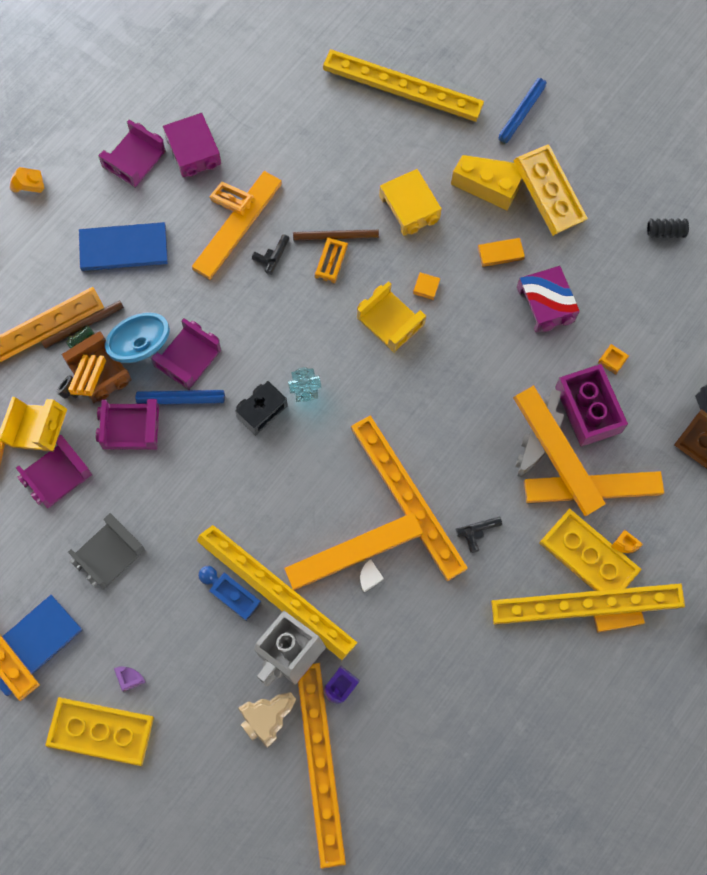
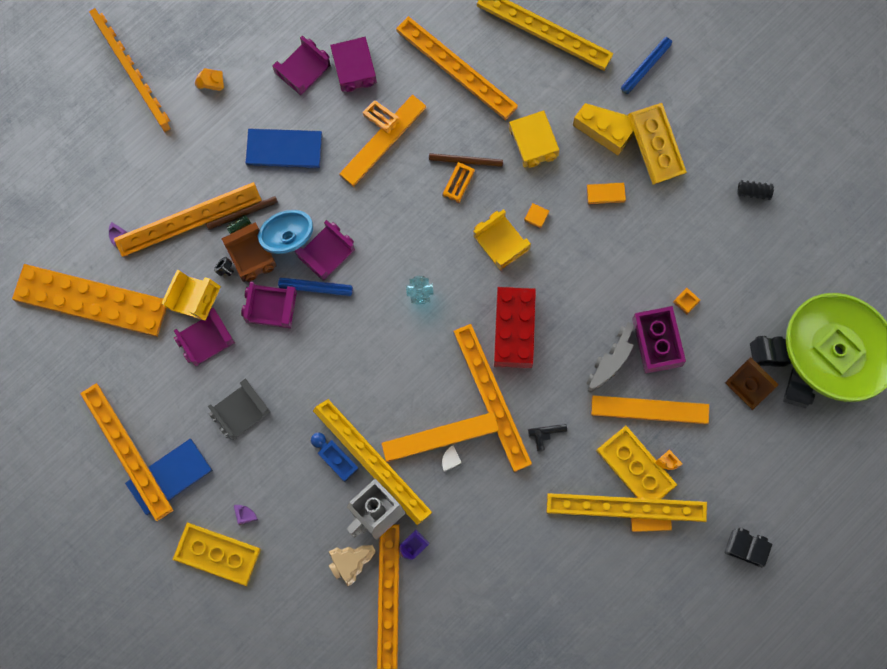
camera: 15 degrees right, 5 degrees up
(83, 375) = (237, 258): light orange tile -> none
(259, 418) = (377, 314): black brick -> none
(272, 255) = (409, 172): black hose -> none
(311, 136) = (457, 68): none -> light orange plate
(422, 413) = (515, 327): none -> red brick
(549, 298) = (639, 241): panel -> none
(559, 450) = (624, 376): light orange tile -> none

